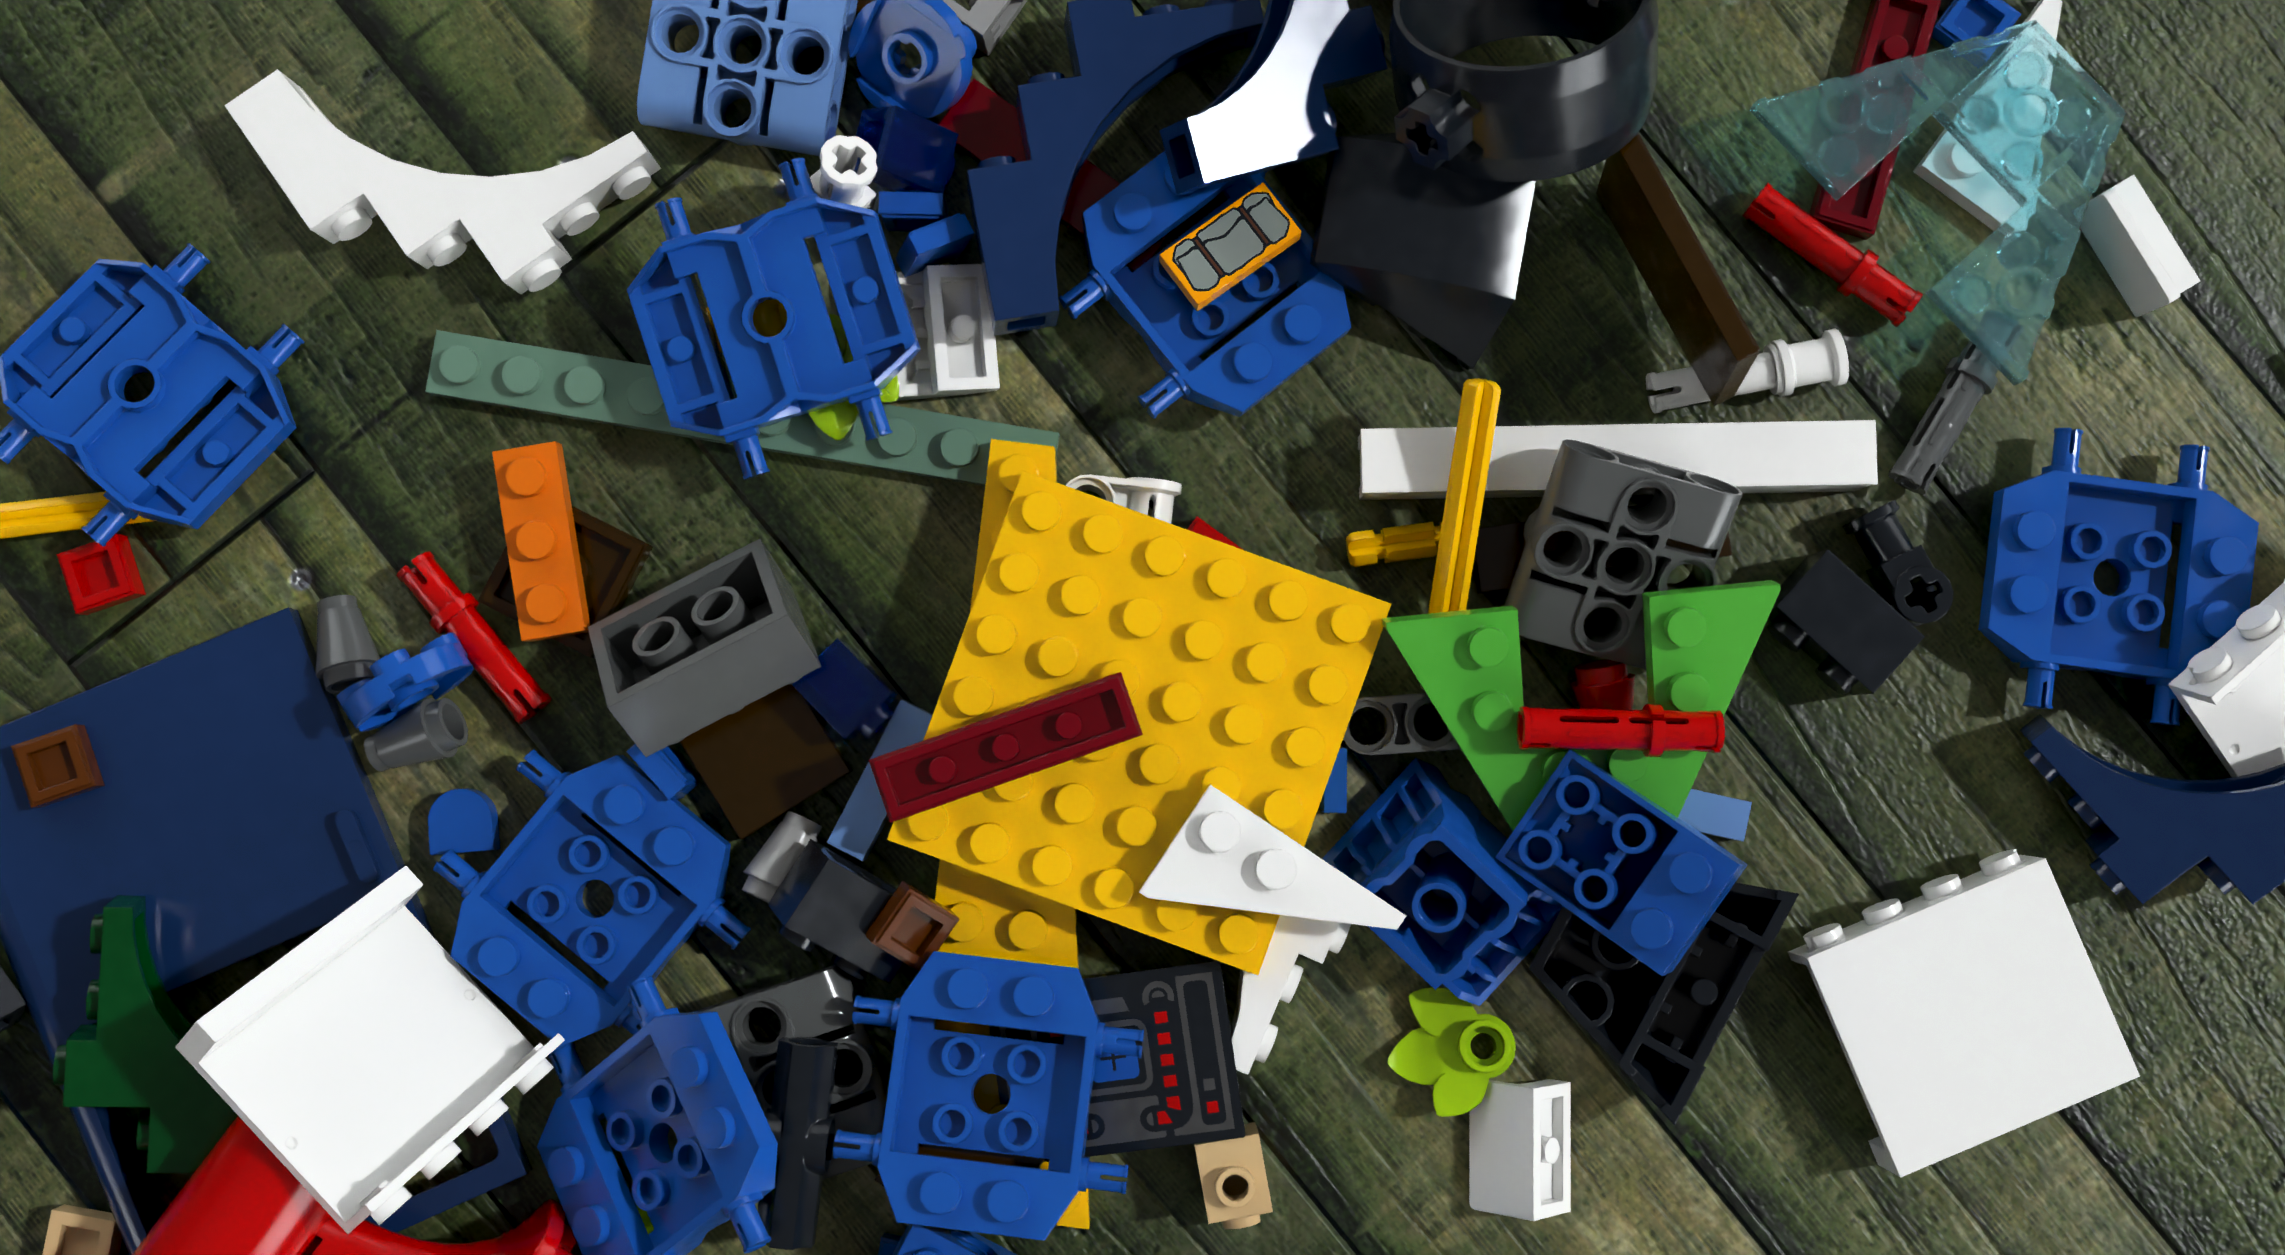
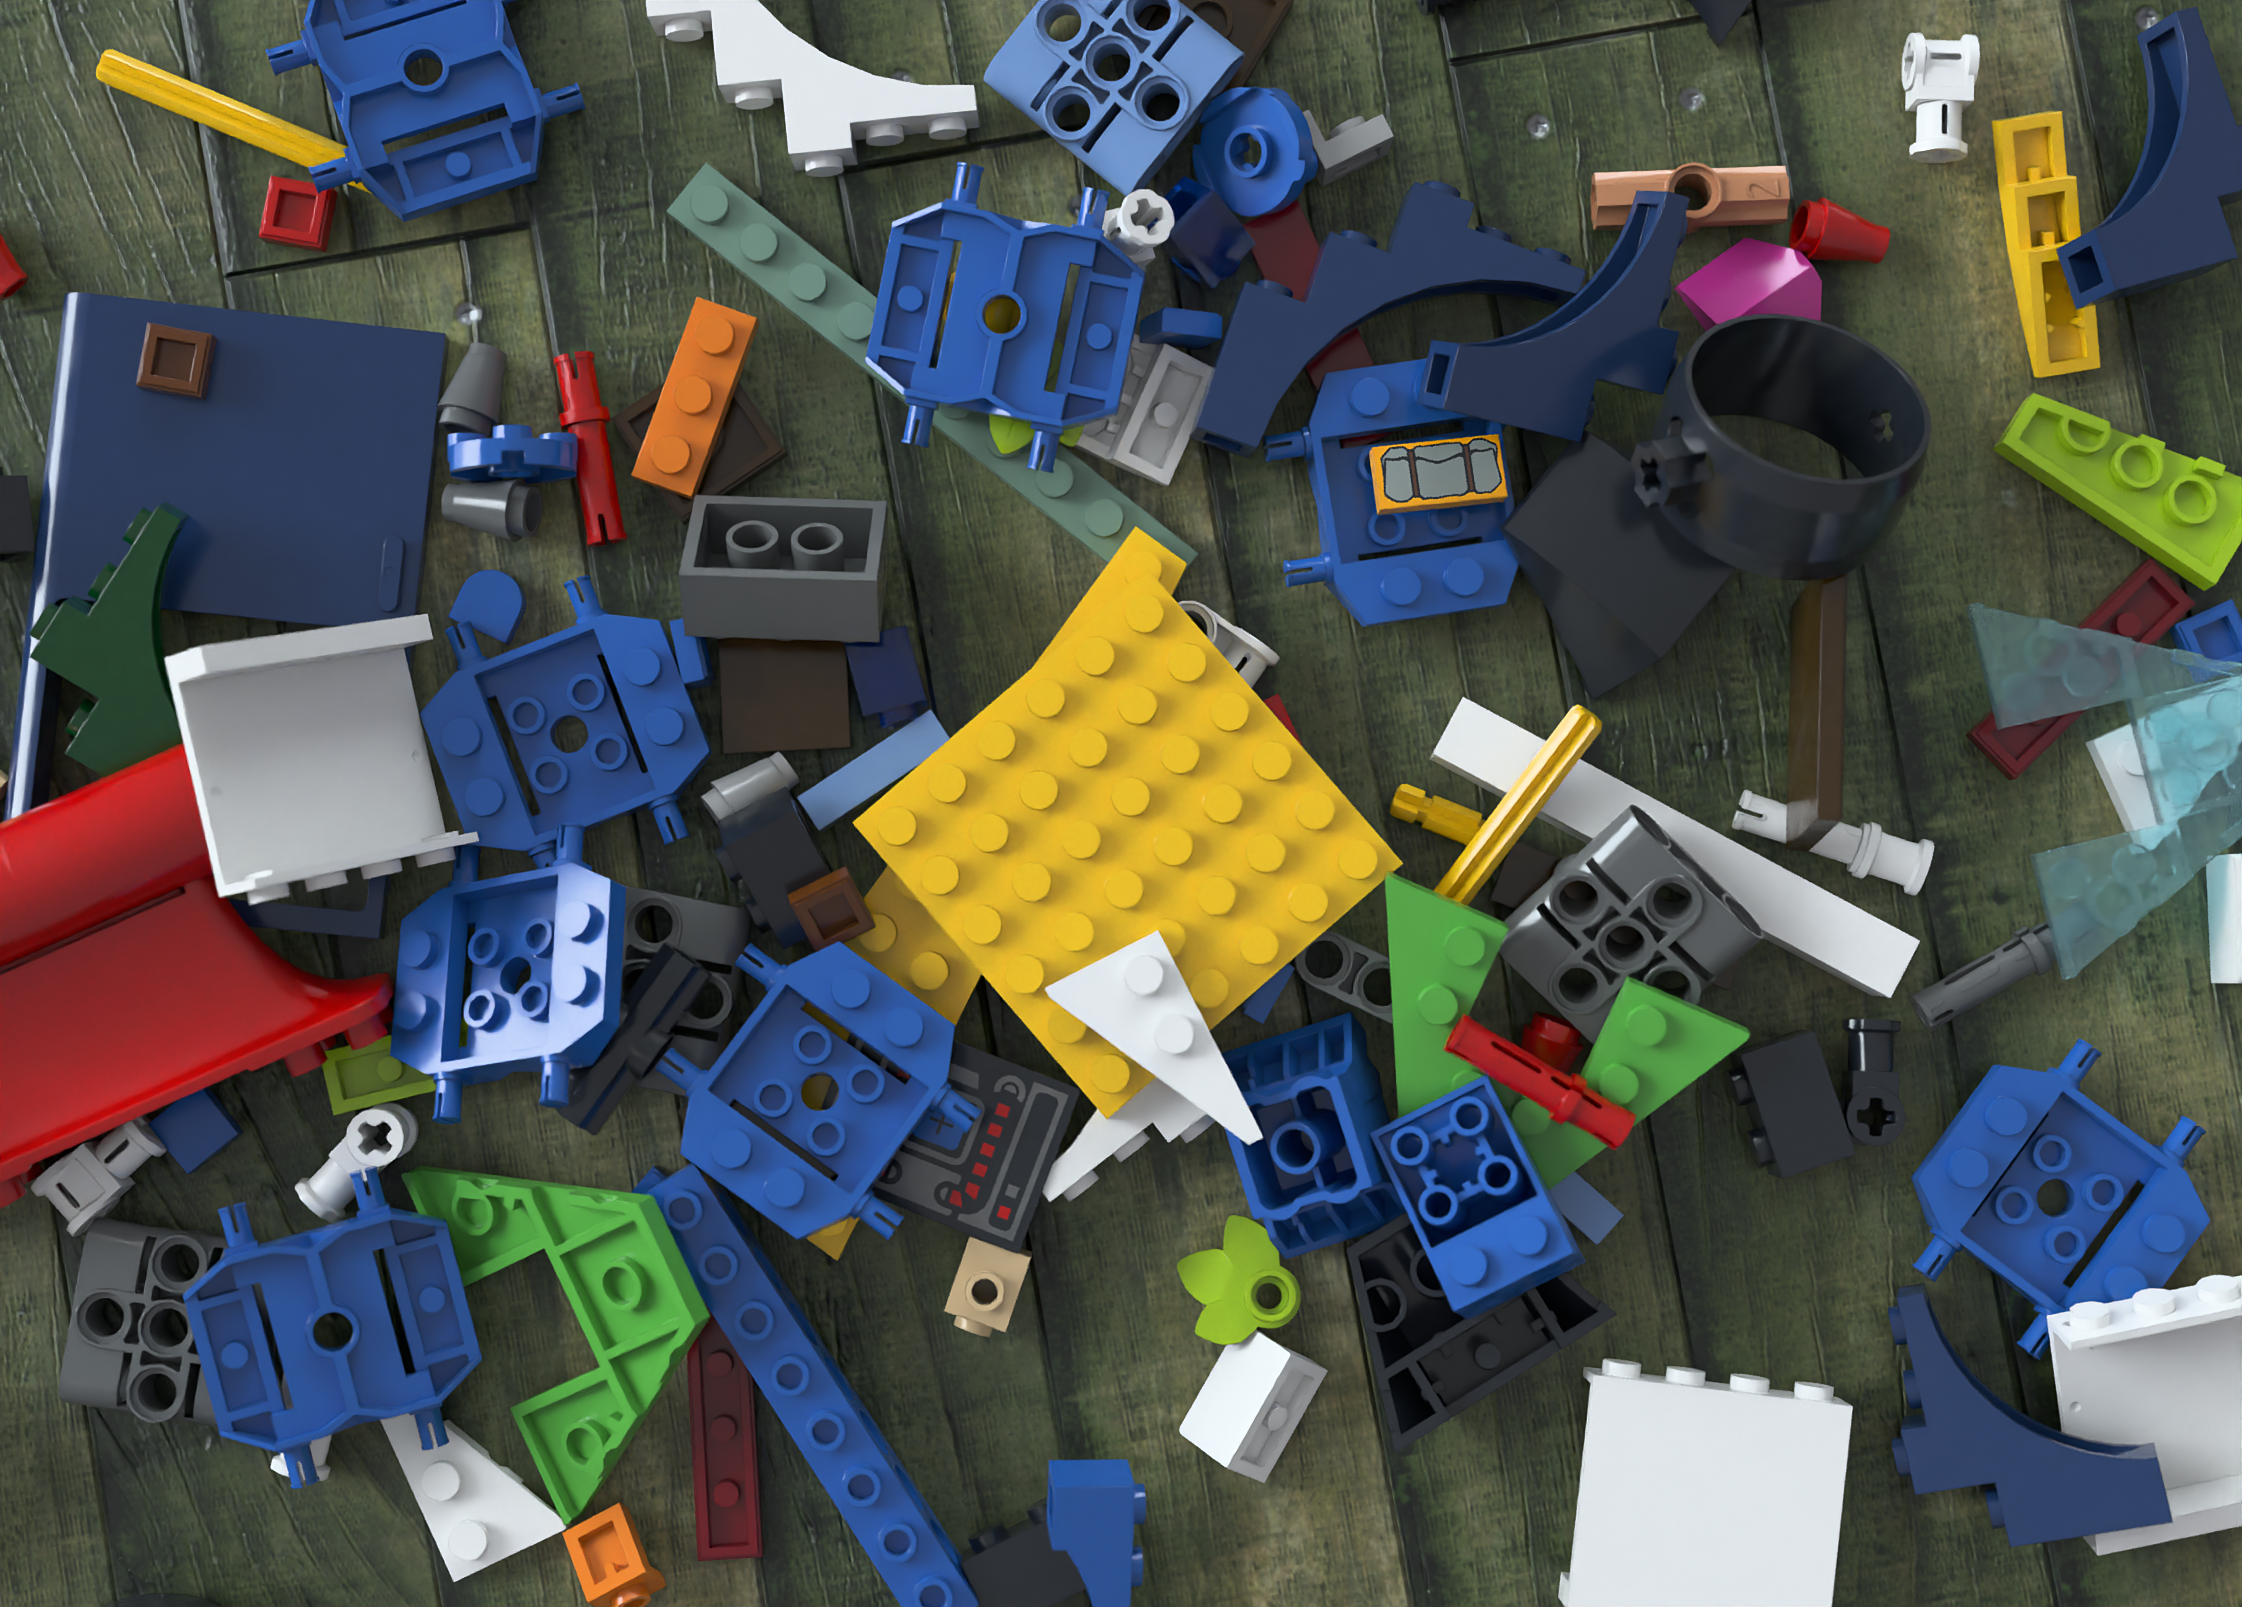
camera: 30 degrees right, 0 degrees up
(911, 209) = (1178, 287): blue tile -> none
(1005, 747) = (999, 799): dark red tile -> none
(1833, 255) = (1969, 776): red pin -> none

